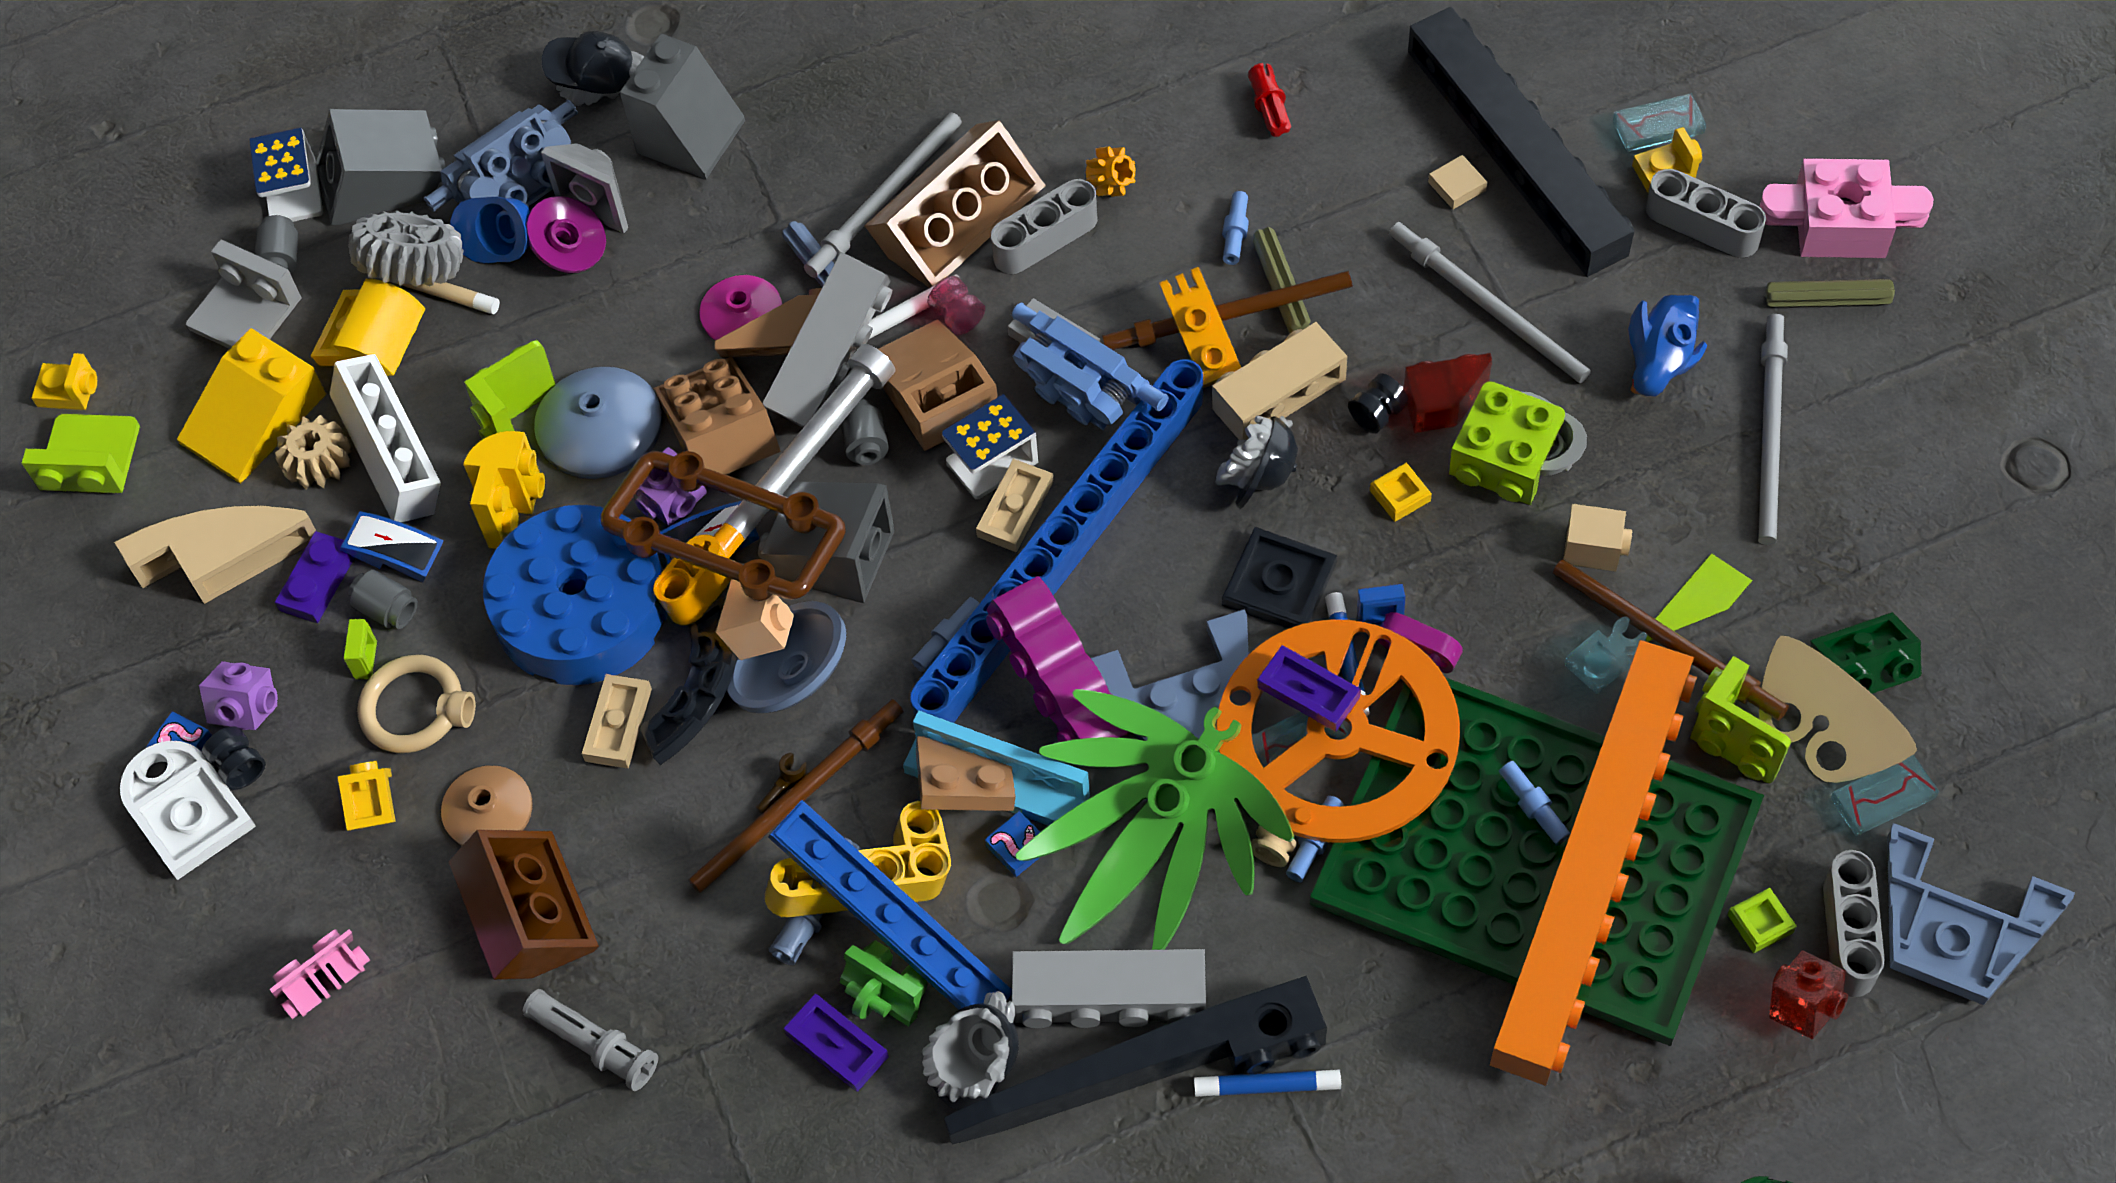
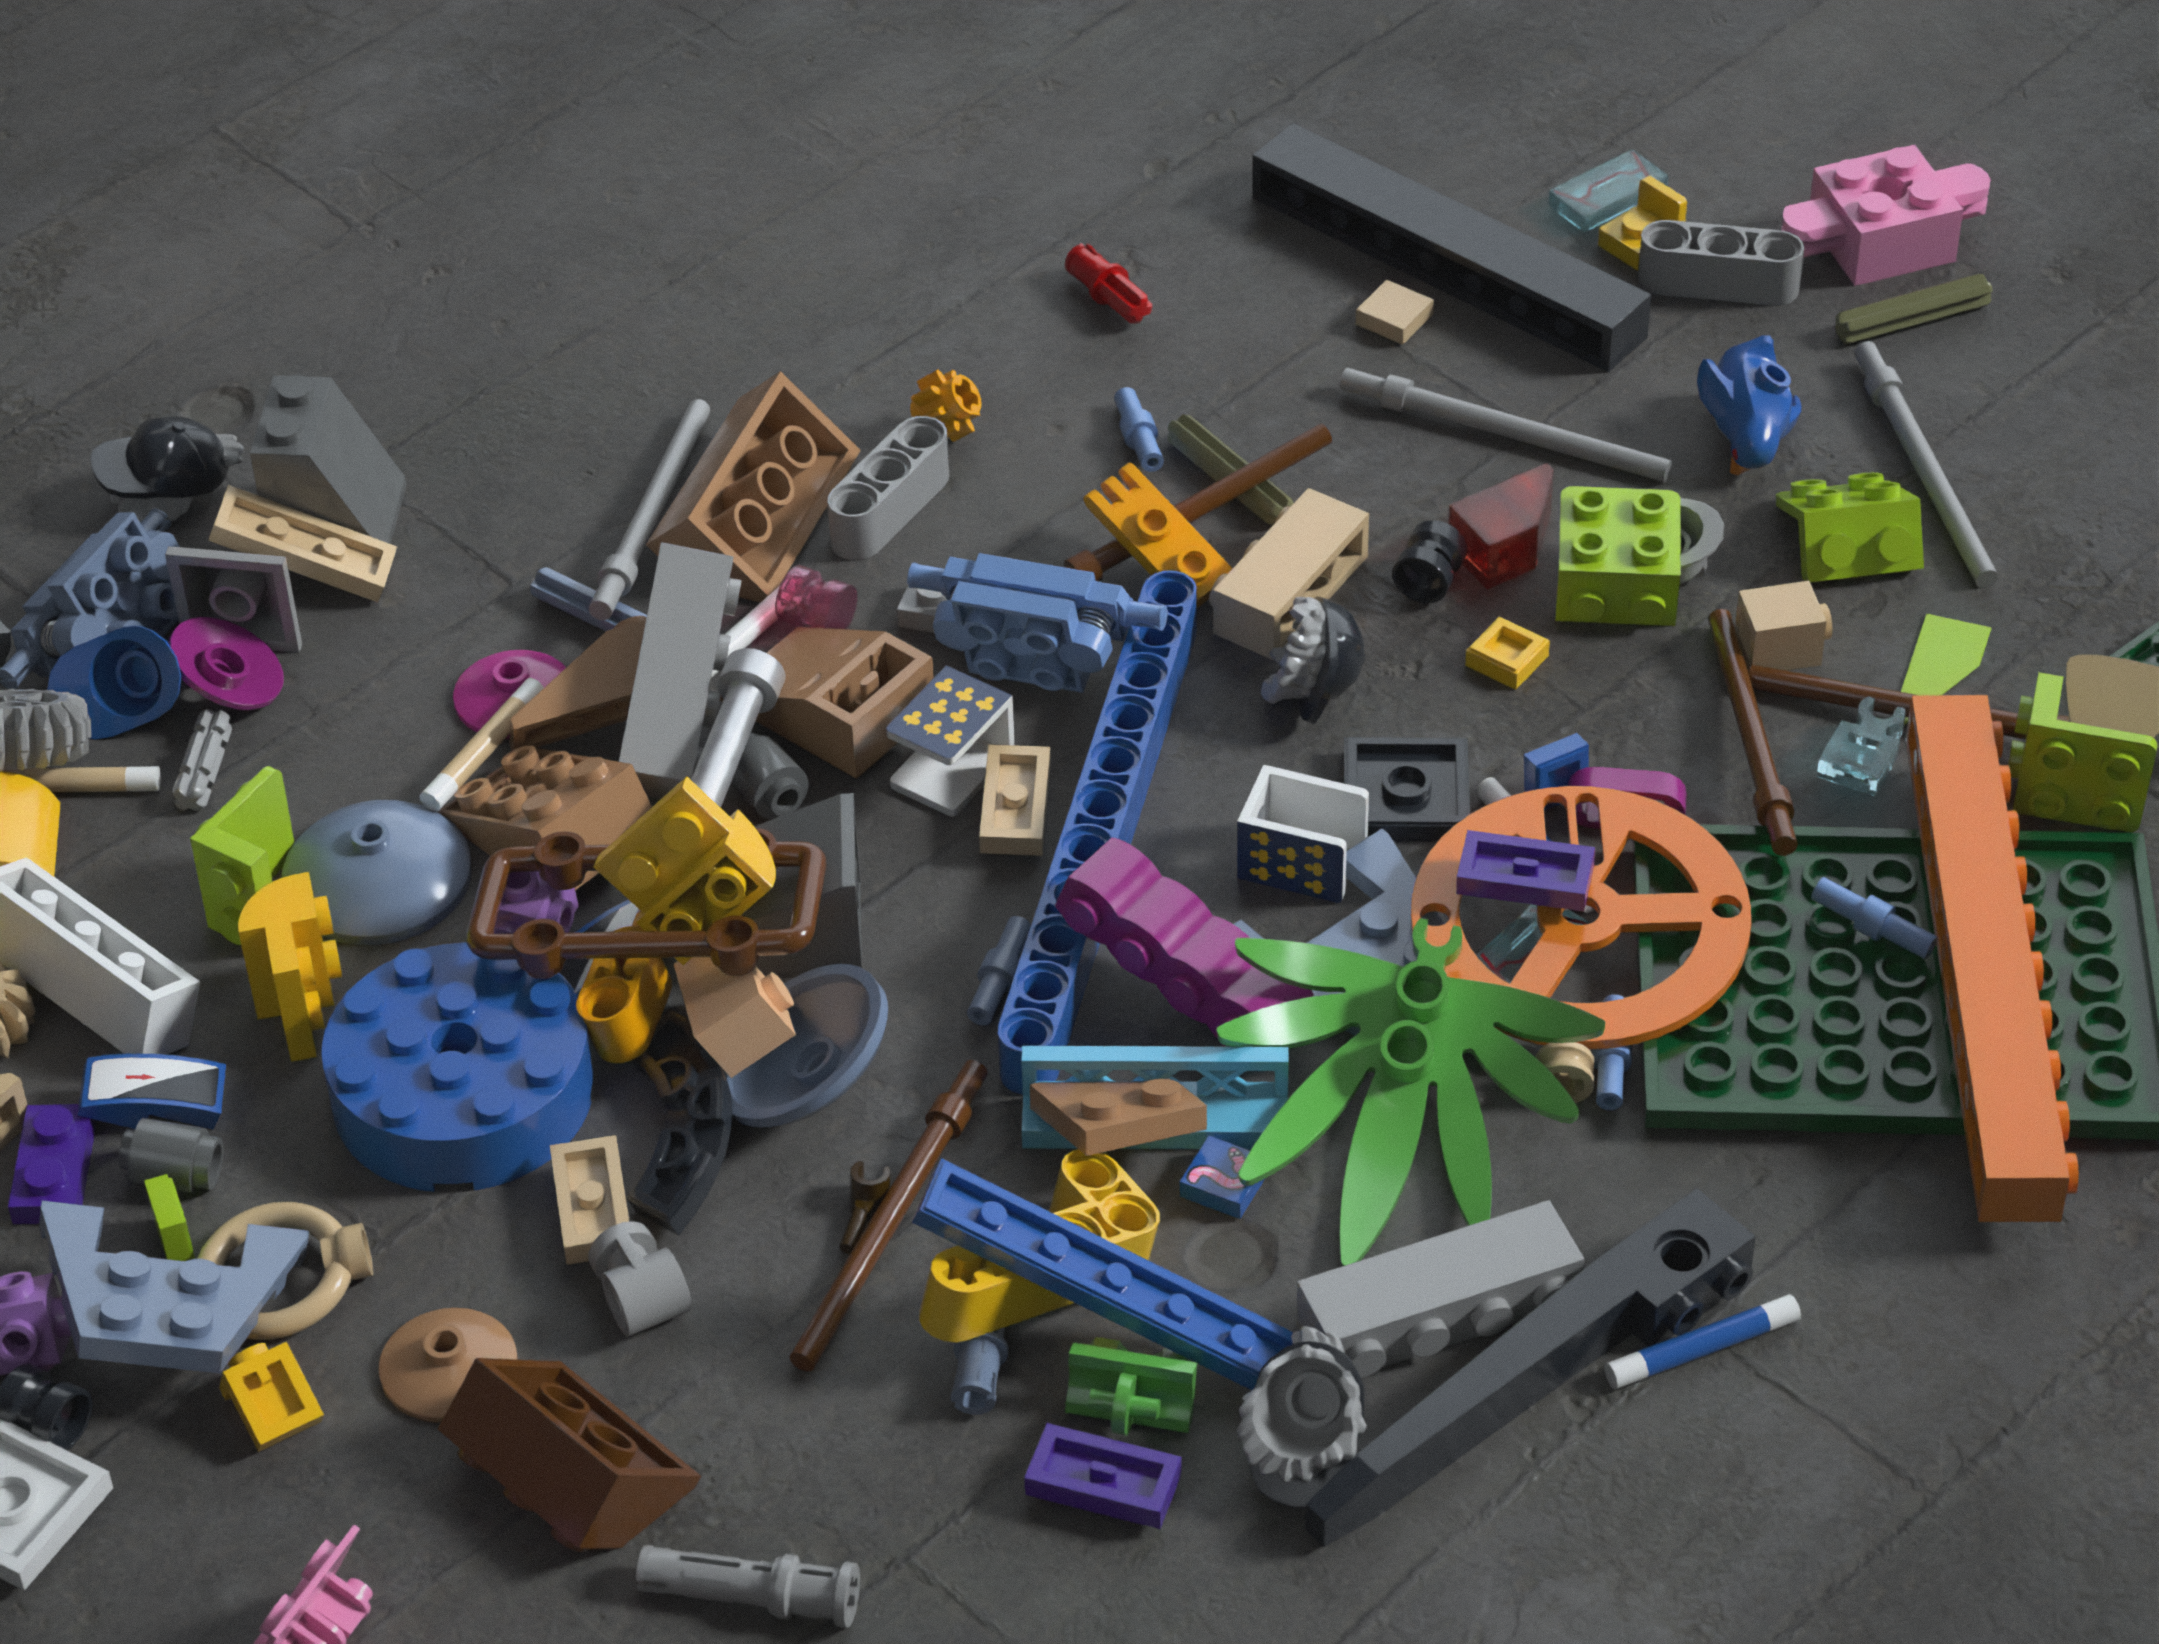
camera: 25 degrees left, 15 degrees down
(323, 719) = (162, 1308): none -> sand blue wing
(526, 301) = (202, 760): none -> light grey axle
(619, 795) = (638, 1280): none -> light grey piece
(647, 157) = (308, 543): none -> tan plate
(693, 351) = (478, 748): none -> tan bar
(750, 514) = (688, 863): none -> yellow brick
(1197, 578) = (1299, 832): none -> piece
(1513, 681) = (1771, 799): none -> reddish brown bar
(1689, 467) = (1855, 527): none -> lime bracket

